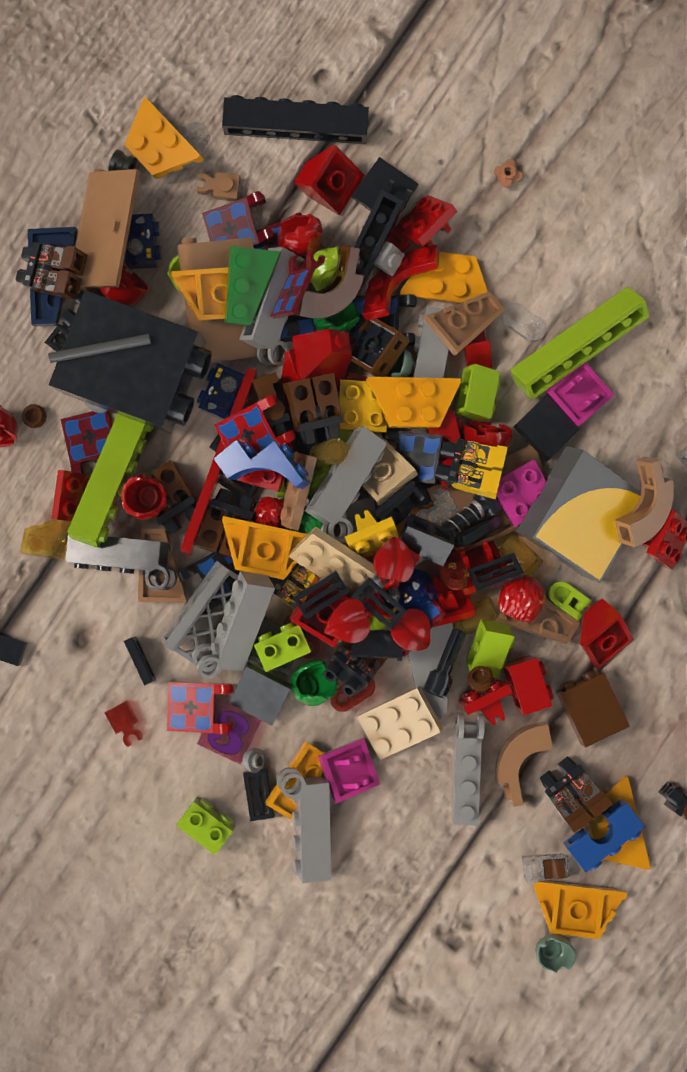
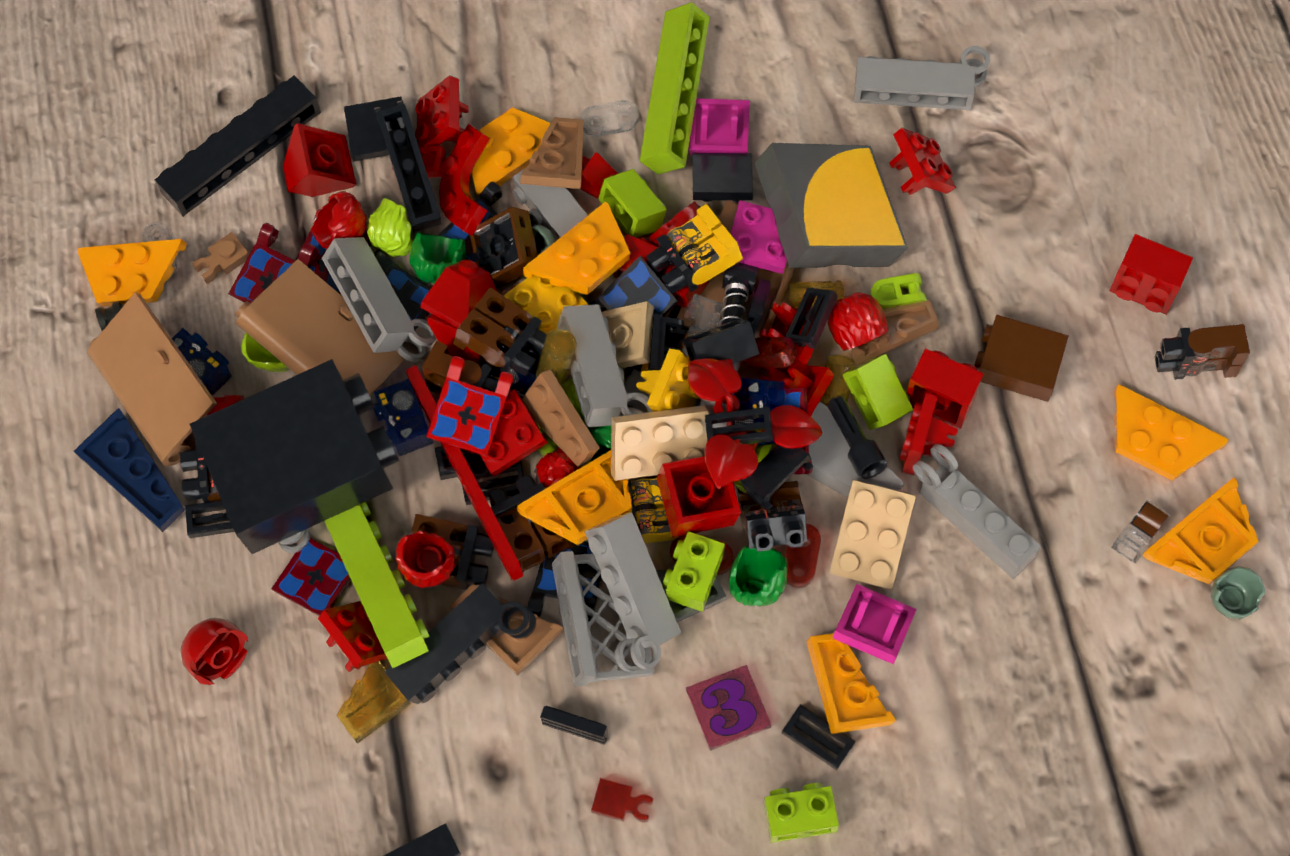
camera: 40 degrees left, 20 degrees down
(34, 416) = (242, 609): reddish brown plate -> none
(52, 269) = (135, 455): hips -> none
(99, 348) = (254, 455): dark grey bar -> none
(193, 707) = (670, 717): flag -> none
(203, 291) = (314, 323): light orange wing -> none
(239, 460) = (483, 438): arch -> none
(246, 282) = (332, 292): green wing -> none
(254, 760) = (779, 706): light grey plate -> none
(260, 694) = (720, 637): tile -> none
(296, 285) = (380, 252): dark red flag -> none
(311, 825) = (896, 705): light grey hinge -> none
(339, 583) = (684, 449): black tile -> none
(340, 290) = (424, 226): reddish brown arch -> none
(389, 258) = (439, 168): light grey plate -> none
(480, 678) = (897, 416): reddish brown tile -> none
(504, 179) = (469, 30): nougat plate -> none
(514, 751) = (1002, 466): medium nougat arch -> none
(570, 788) = (1091, 440): hips -> none
(603, 633) = (959, 286): red slope -> none
(623, 826) = (1158, 419): blue arch -> none
(652, 507) = (878, 141): medium nougat arch -> none

